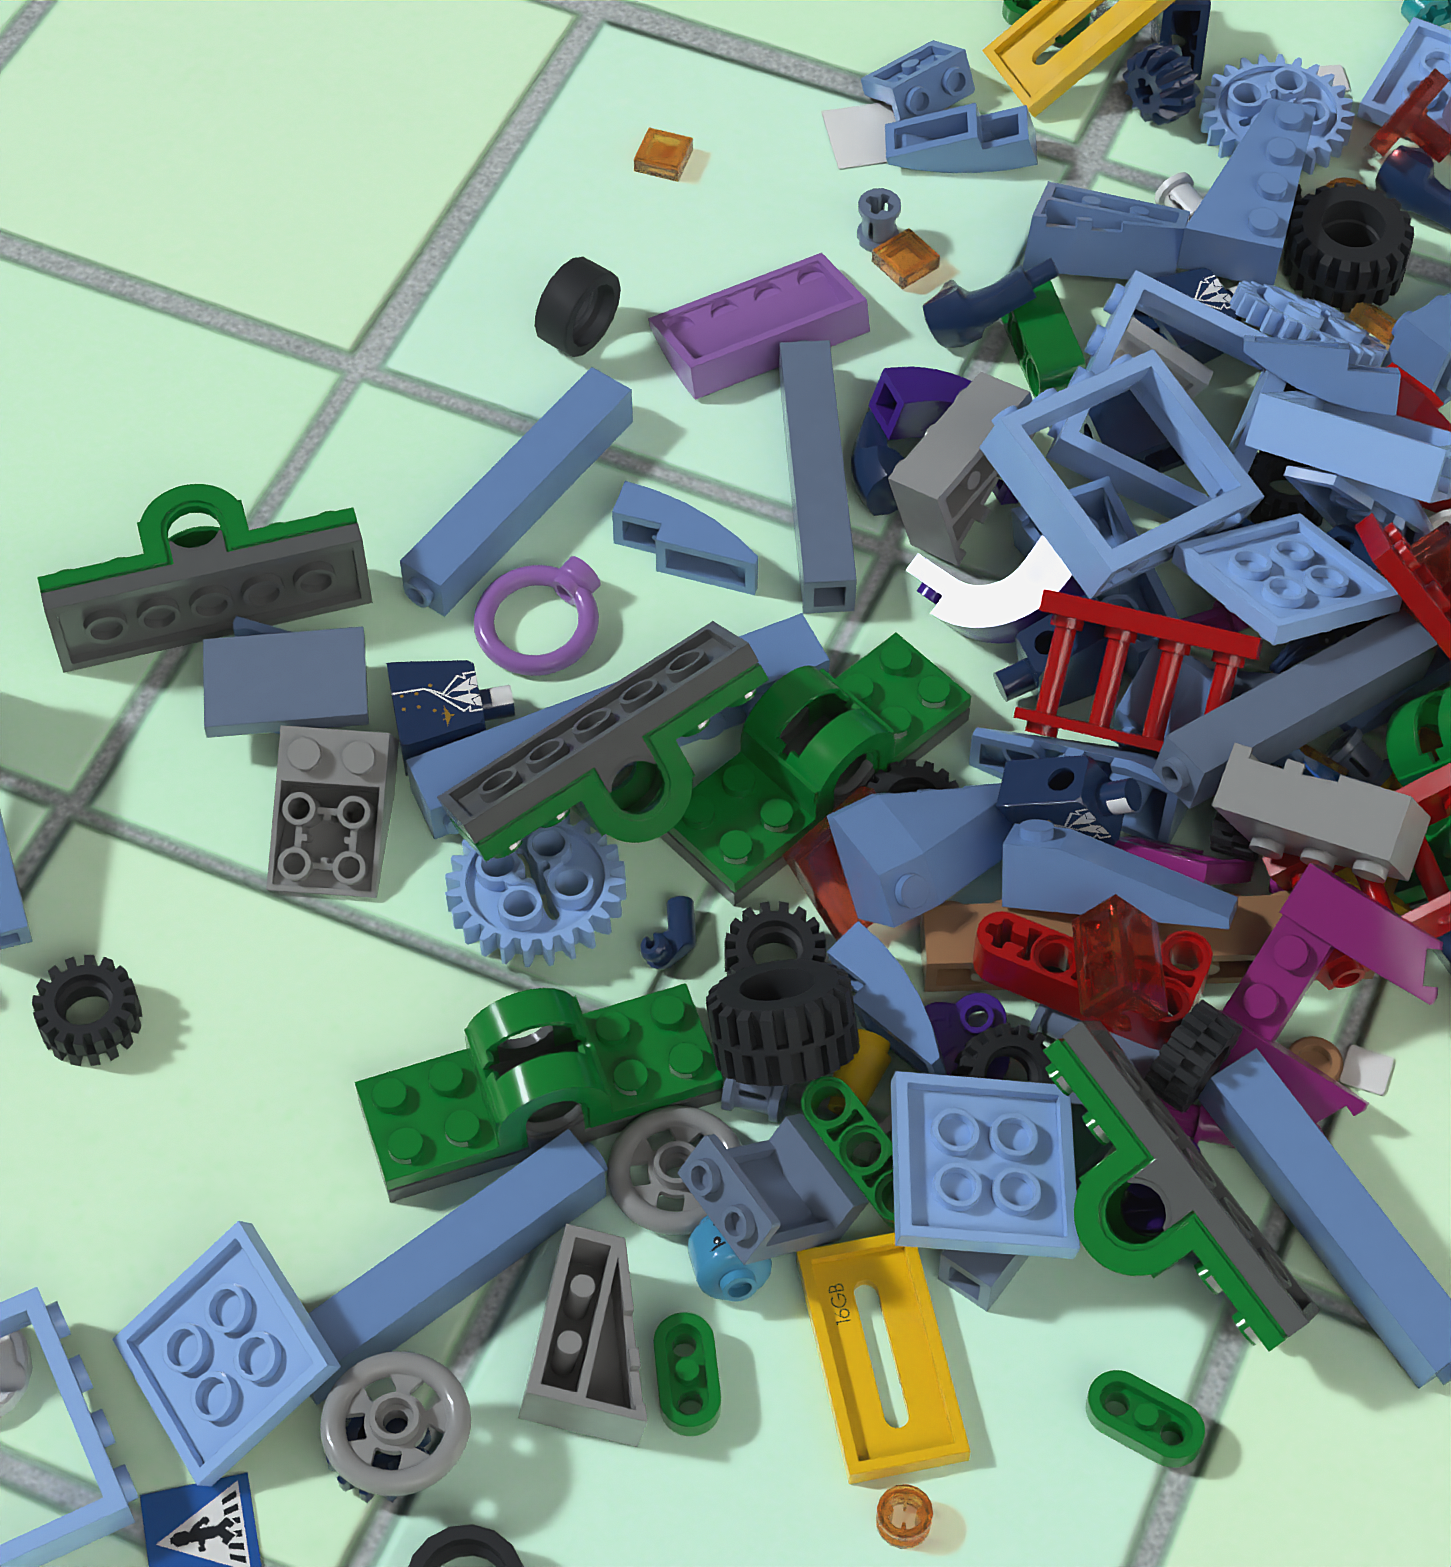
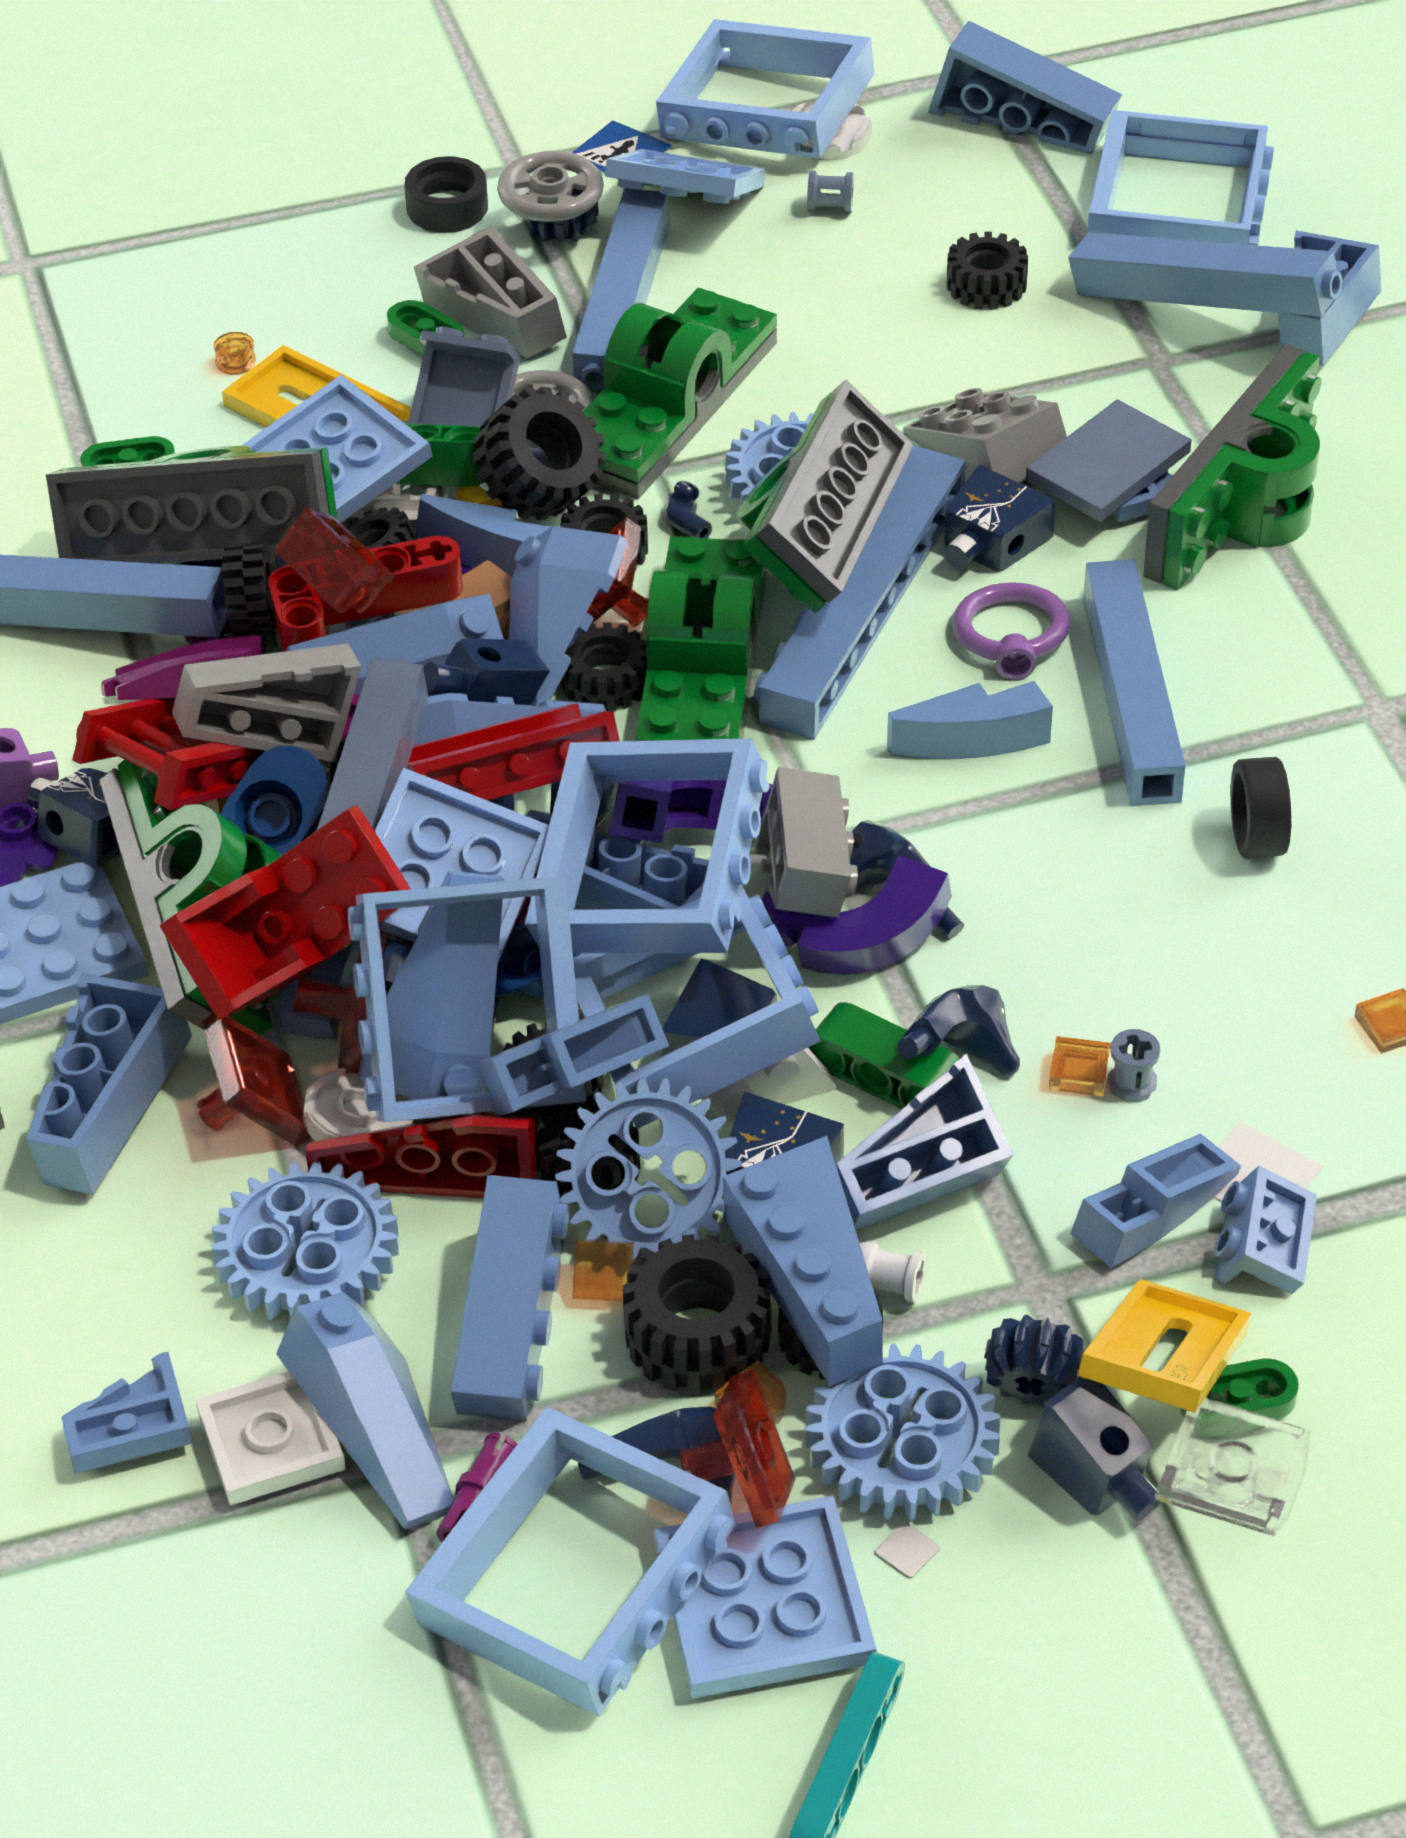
camera: 140 degrees right, 10 degrees down
(94, 1243) = (816, 198): none -> sand blue bush
(741, 327) = (1125, 925): medium lavender slope -> none
(817, 478) = (977, 856): sand blue brick -> none

